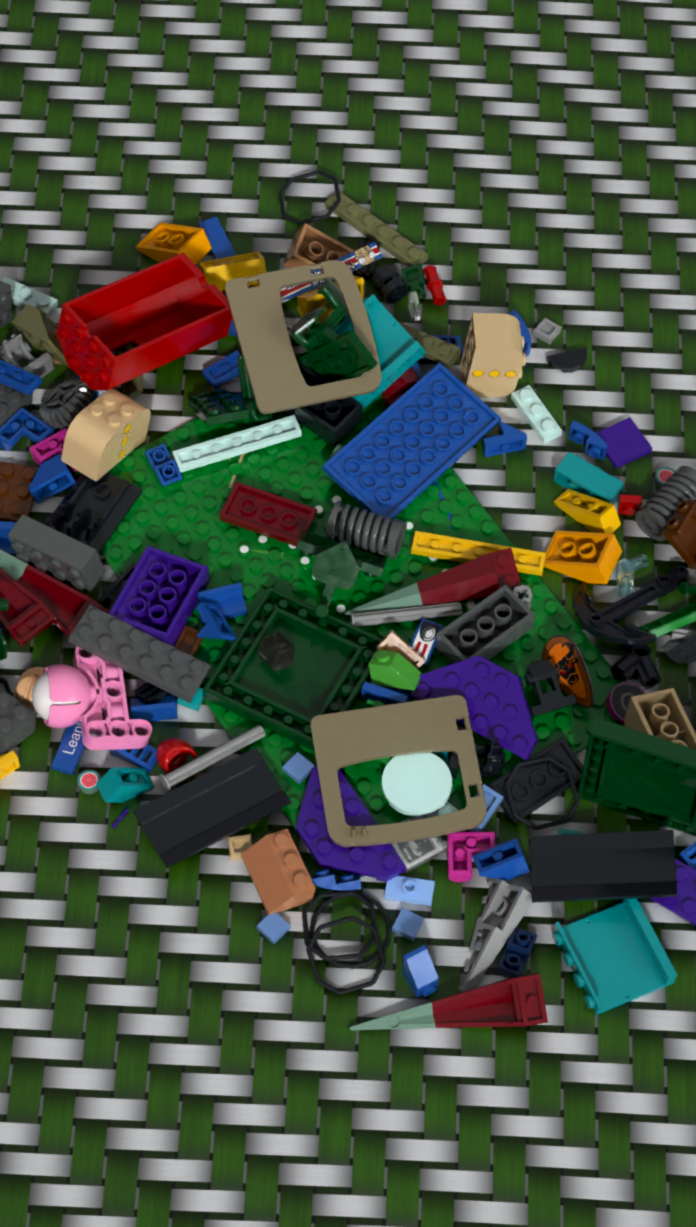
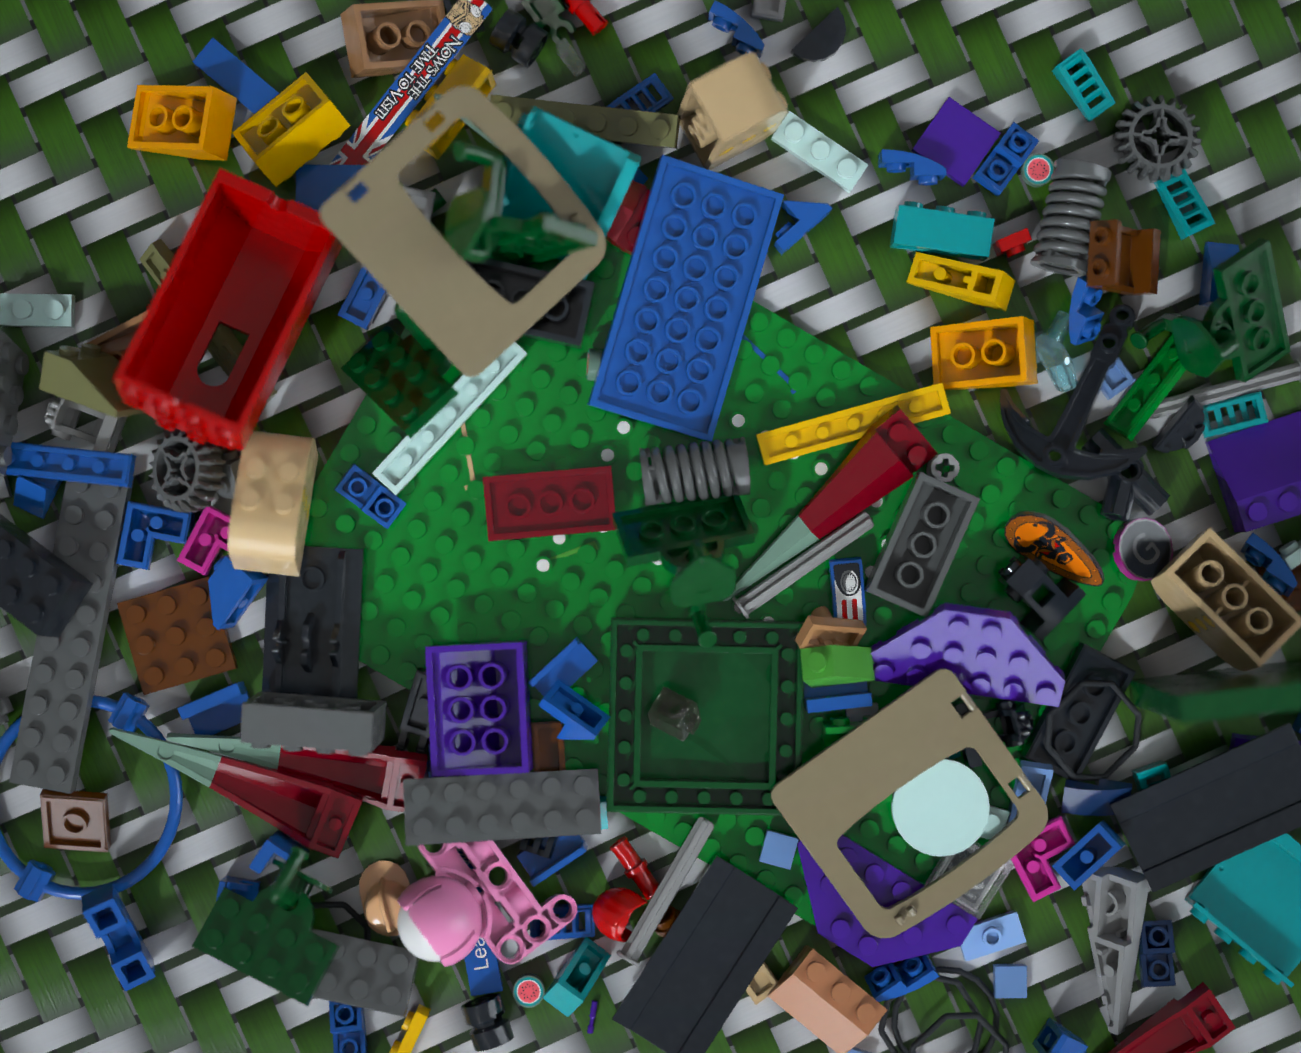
camera: 25 degrees left, 30 degrees up
(52, 782) = (487, 1022): none -> black wheel
(200, 735) = (635, 867): none -> red pin
(515, 828) = (1093, 799): none -> dark blue slope
(647, 465) = (1005, 159): none -> blue slope
(655, 556) = (1083, 315): none -> blue slope
(658, 607) = (1117, 380): none -> medium blue tile

